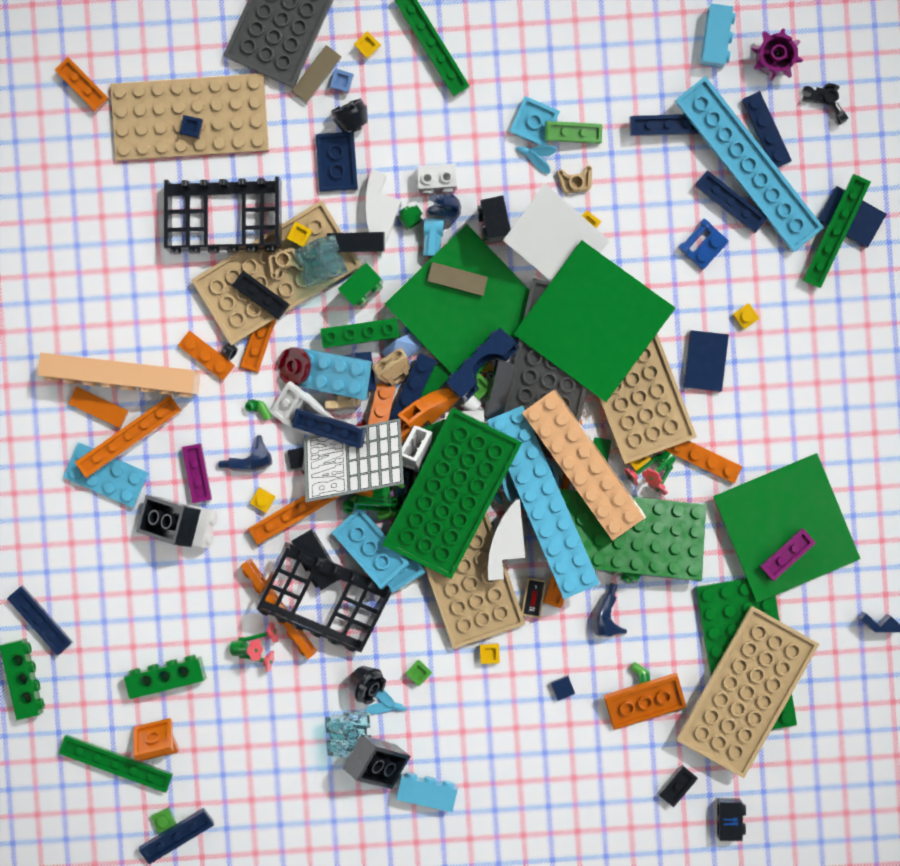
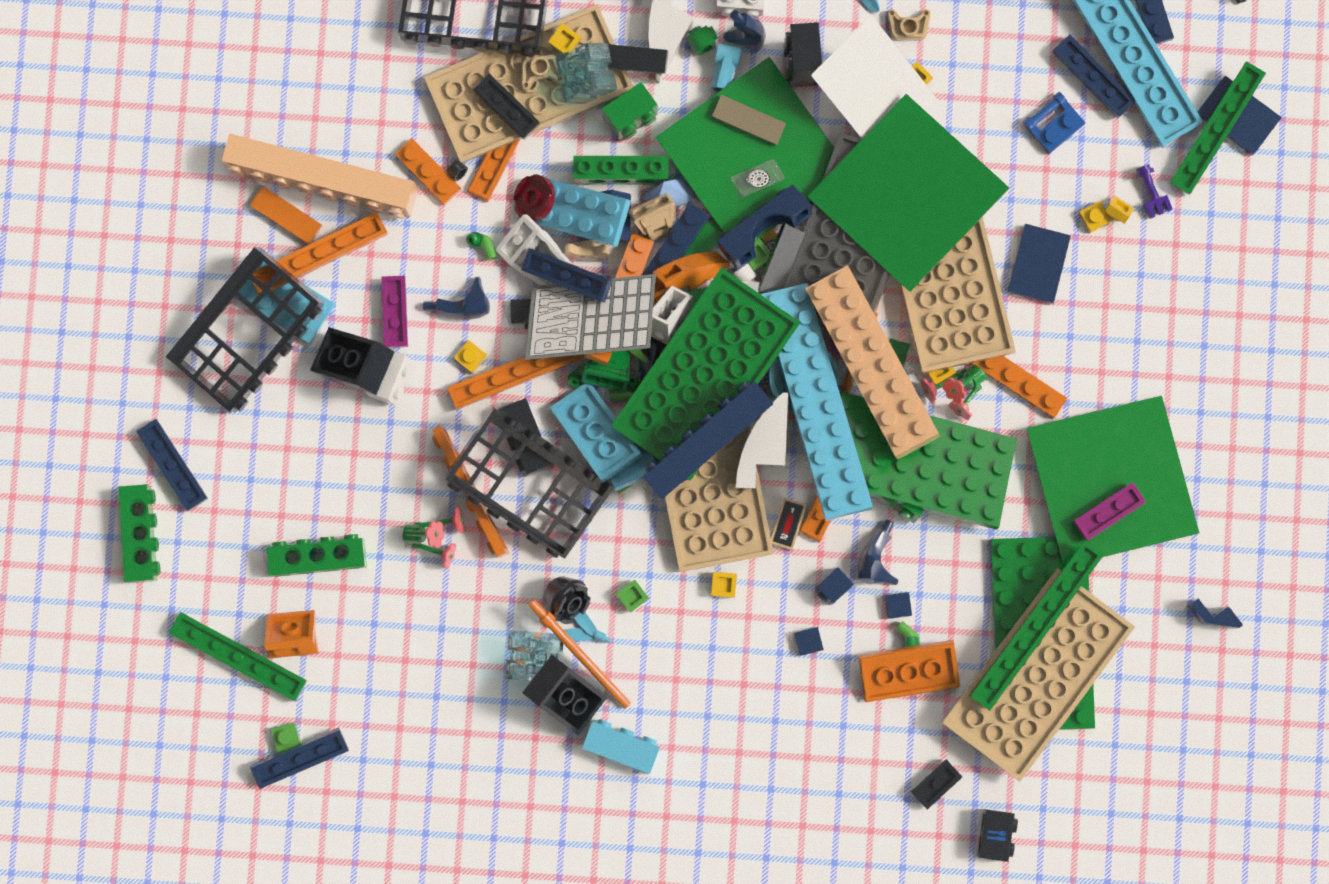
camera: 10 degrees right, 5 degrees down
(53, 492) = (217, 306): none -> black window
(354, 705) = (548, 620): none -> orange bar
(460, 548) = (708, 439): none -> dark blue brick
(471, 325) = (757, 178): none -> clear slope
(576, 643) = (833, 586): none -> dark blue brick
(629, 649) = (898, 605): none -> dark blue tile
(742, 655) = (1036, 625): none -> green plate
(765, 308) = (1119, 210): none -> yellow plate
(781, 275) = (1156, 201): none -> dark purple hinge

